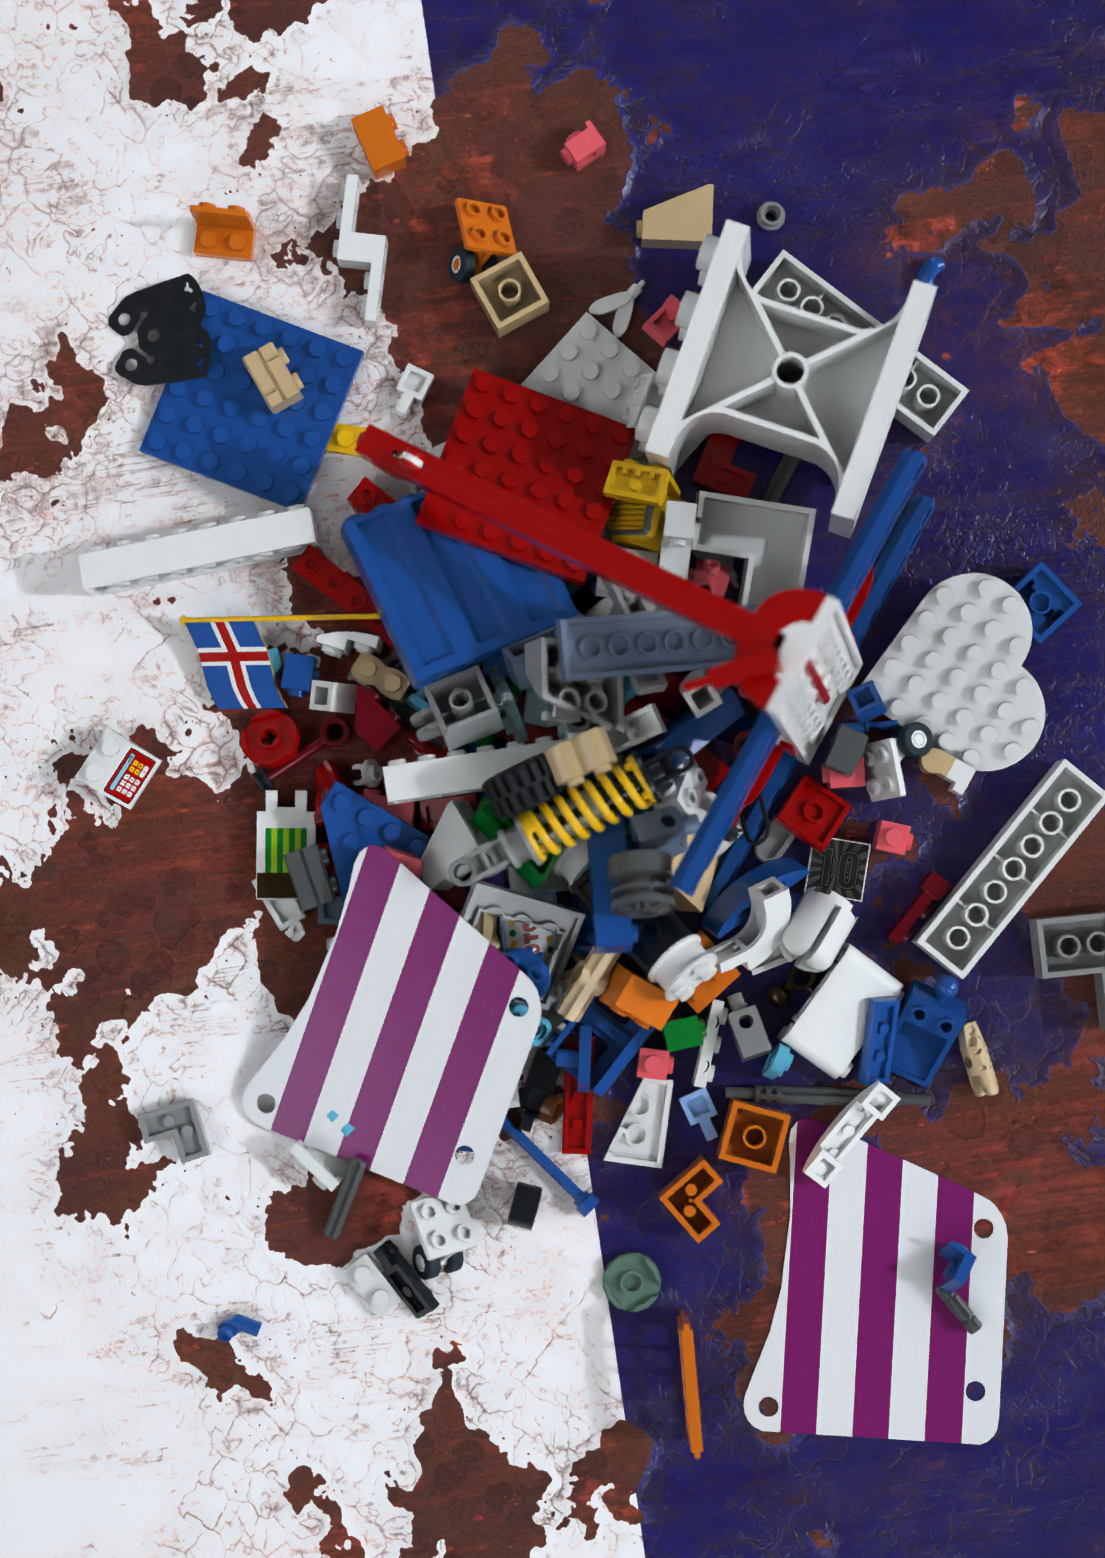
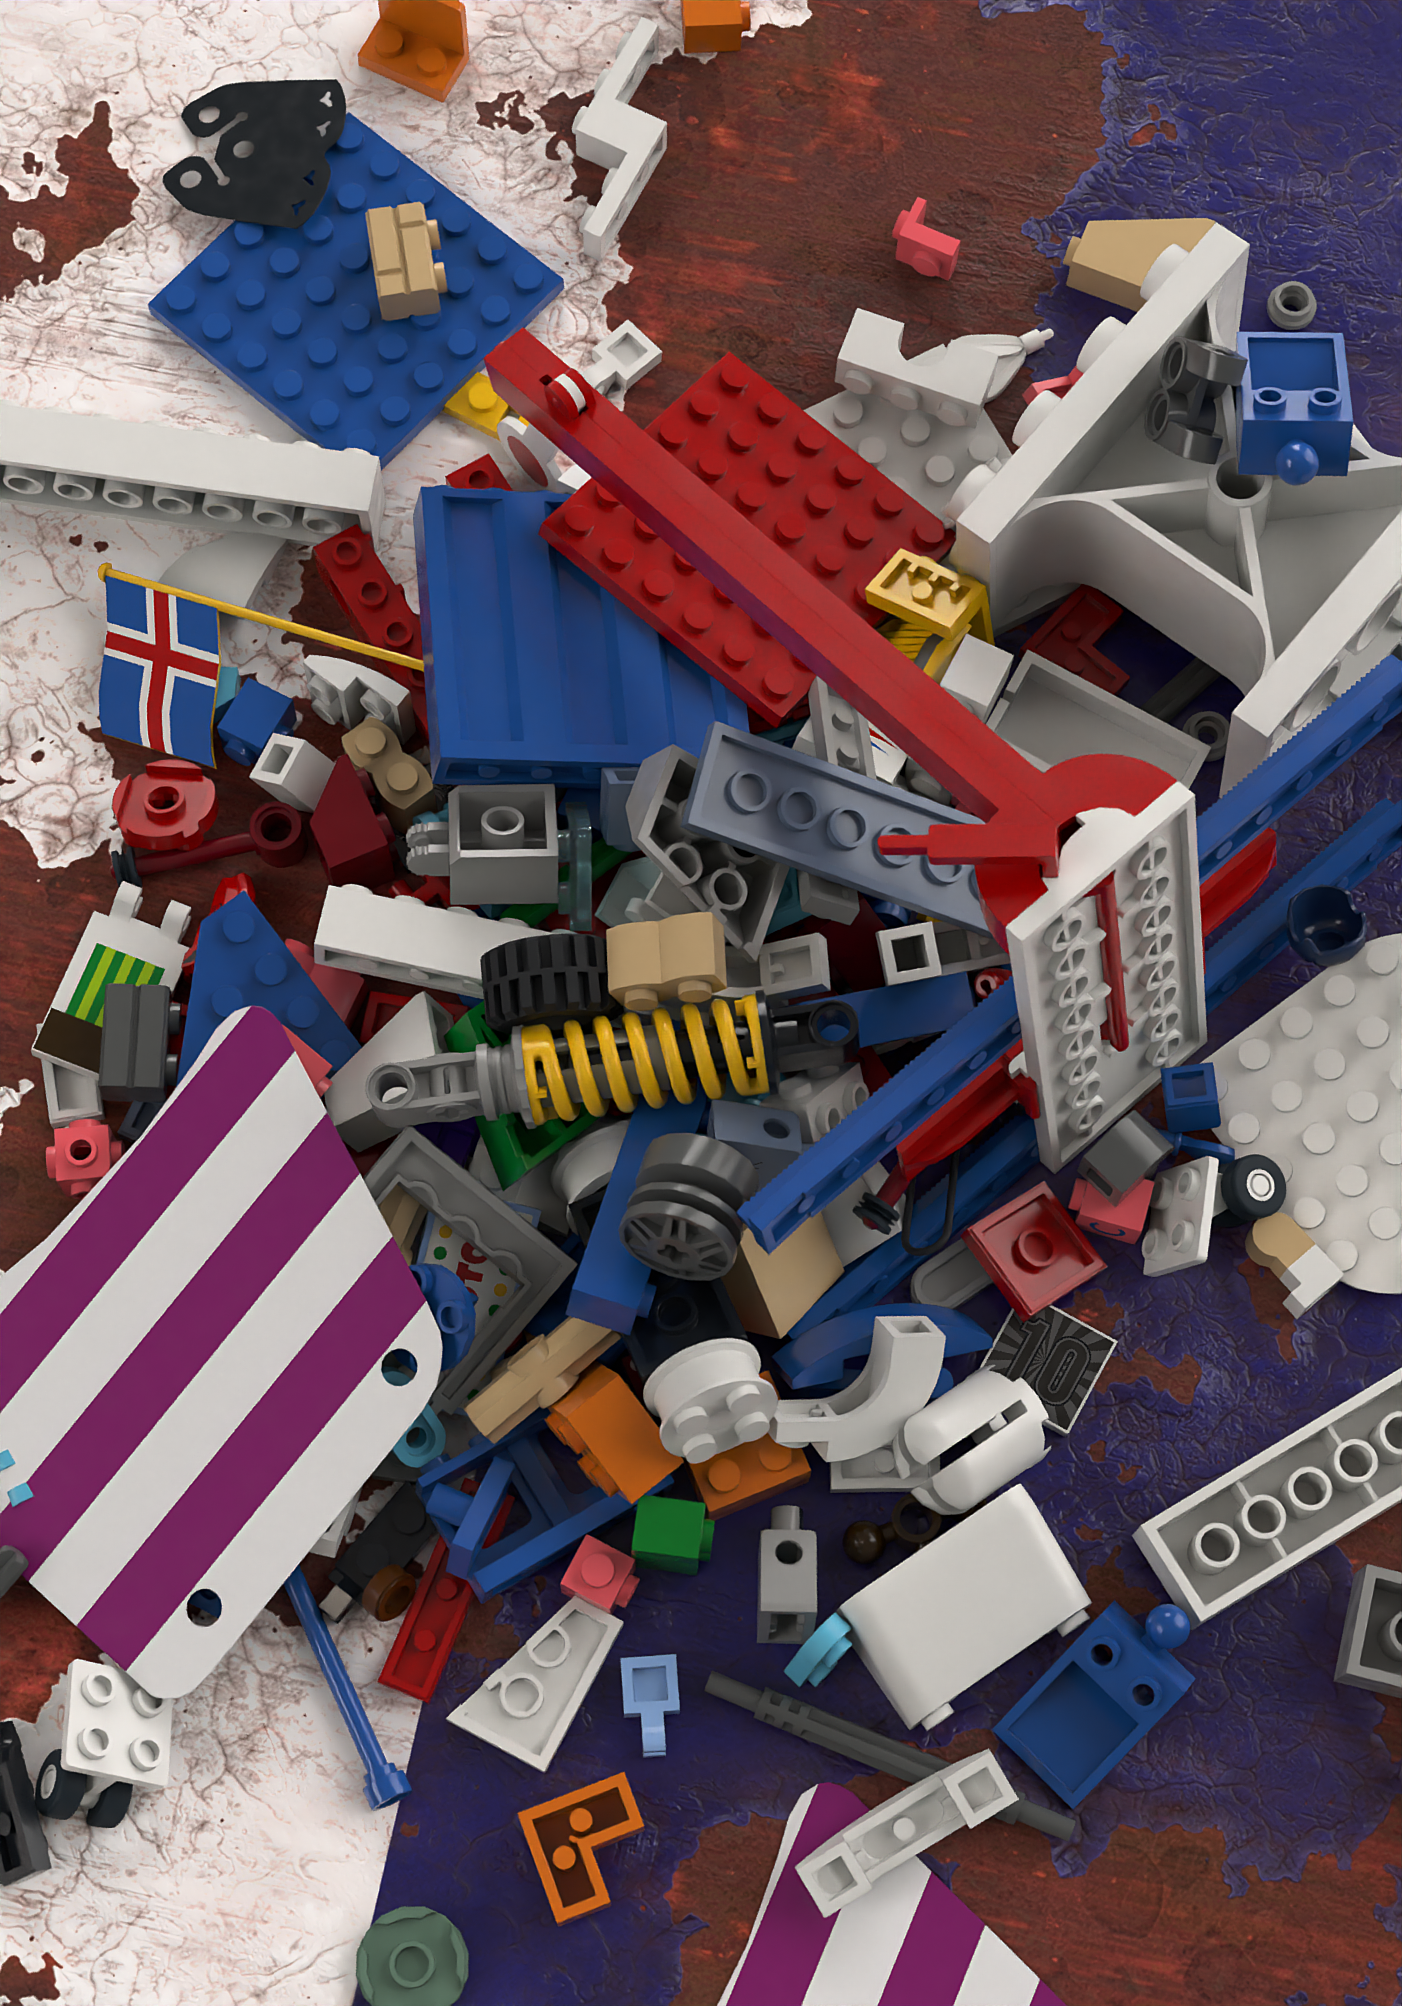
camera: 15 degrees right, 15 degrees down
(245, 592) = (228, 567): none -> white brick
(319, 942) = (82, 1137): none -> coral brick
(370, 772) = (303, 920): white plate -> none
(484, 234) = (830, 172): orange plate -> none
(509, 294) = (828, 271): tan brick -> none
(524, 1205) = (273, 1745): black piece -> none
(558, 258) = (923, 247): none -> coral bracket
(583, 147) = (1027, 108): coral brick -> none
(603, 344) = (949, 389): none -> white arch
(704, 1070) = (712, 1580): white plate -> none
(746, 340) = (1183, 411): none -> dark grey piece
(753, 1135) = (729, 1769): orange brick -> none
(806, 320) = (1293, 406): none -> blue slope
(814, 485) = (1215, 725): none -> light grey plate
(878, 1040) = (1014, 1678): blue hinge -> none
(892, 838) = (1158, 1341): coral brick -> none
(908, 586) = (1325, 925): none -> dark blue hair
(931, 889) = (1195, 1455): dark red plate -> none
(977, 1060) = (1179, 1788): tan hinge -> none

